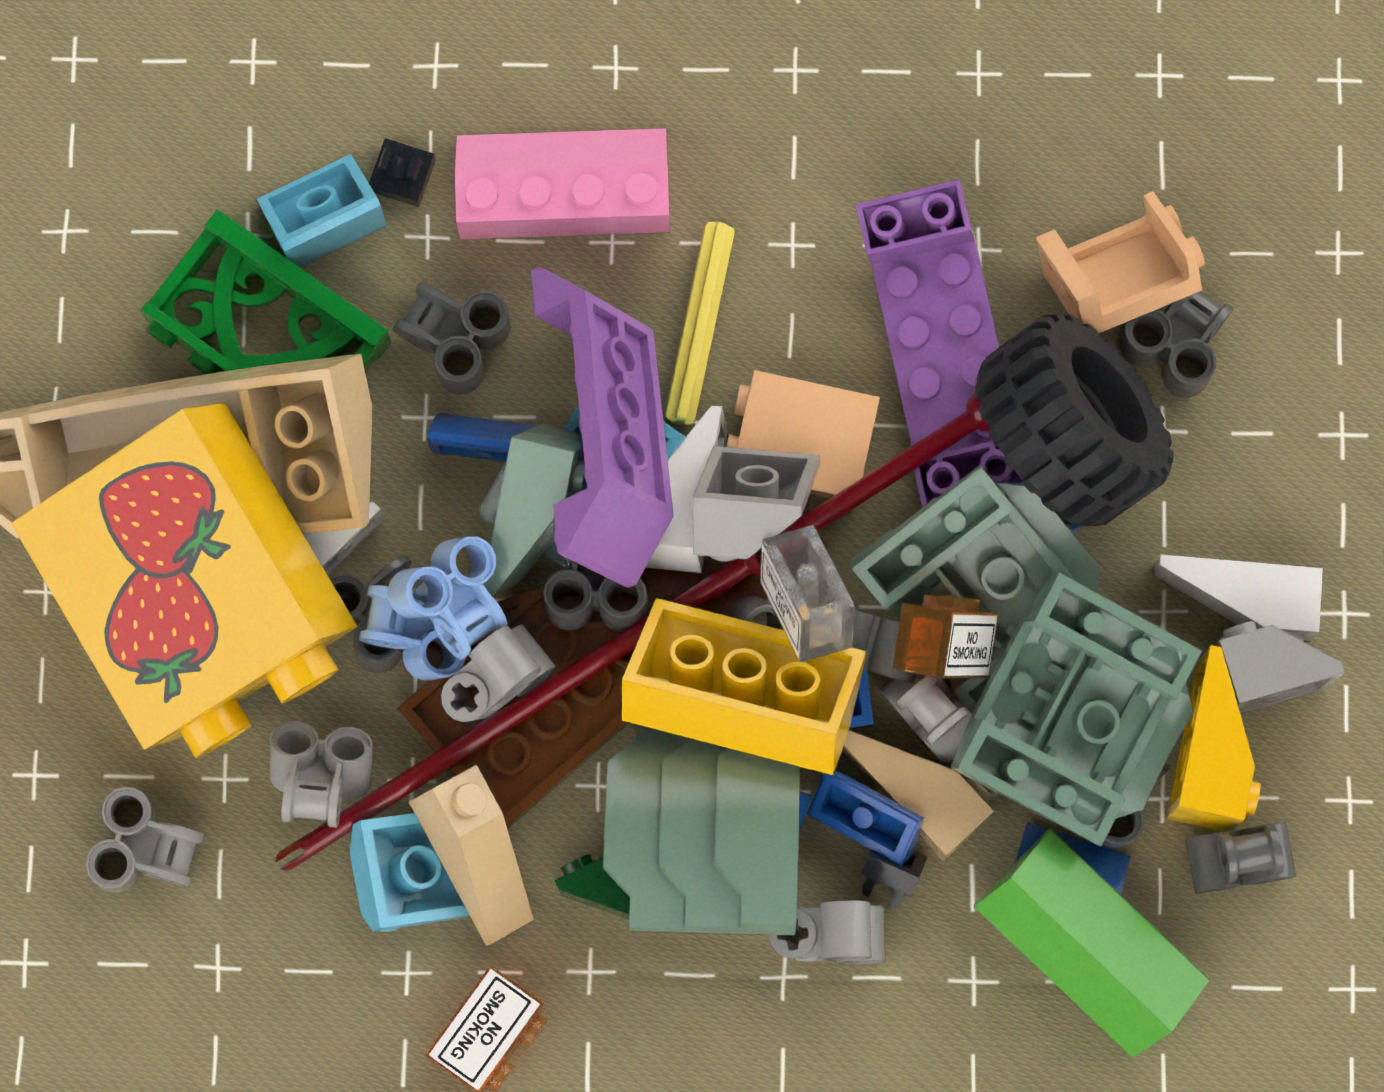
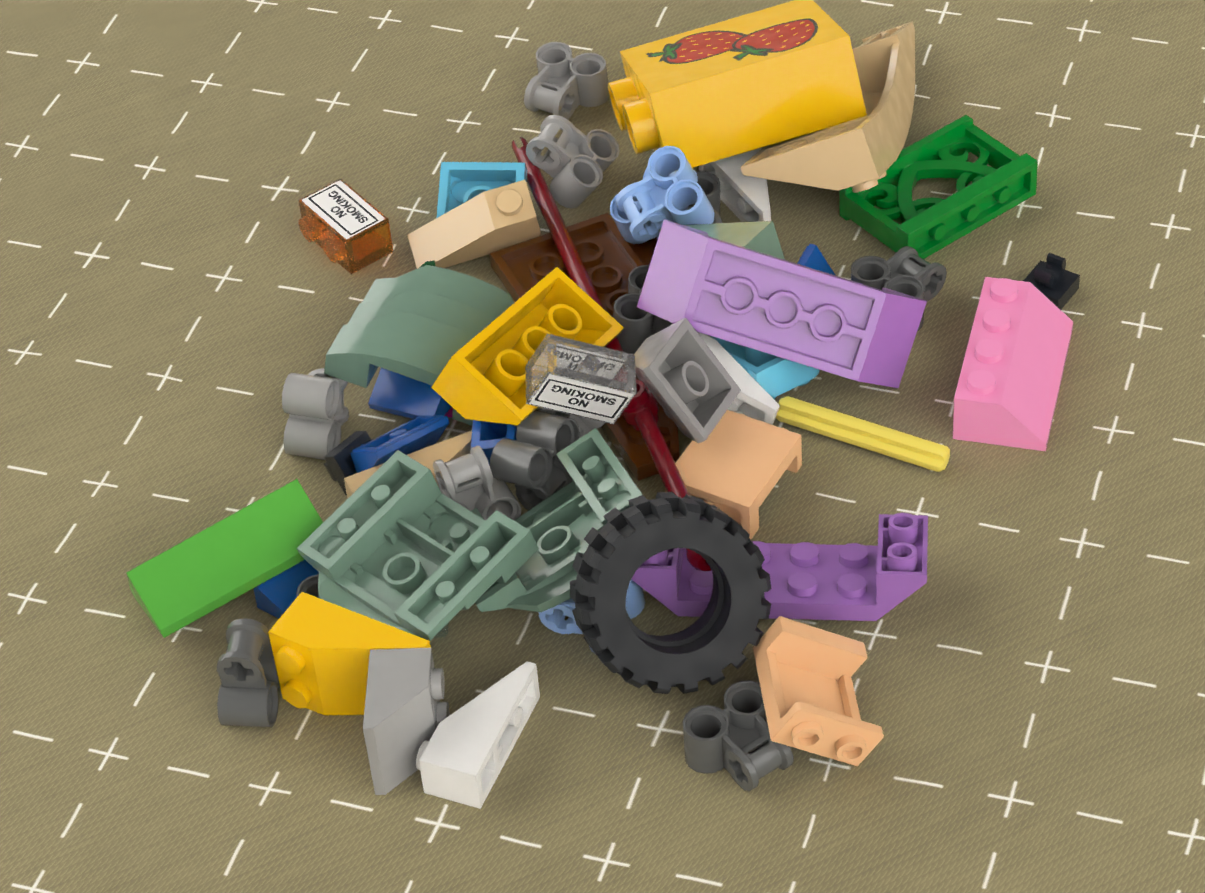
camera: 110 degrees right, 35 degrees down
(322, 211) = (1020, 228): medium azure slope -> none
(501, 668) = (605, 243): light grey piece -> none
(945, 638) = (510, 469): clear orange brick -> none

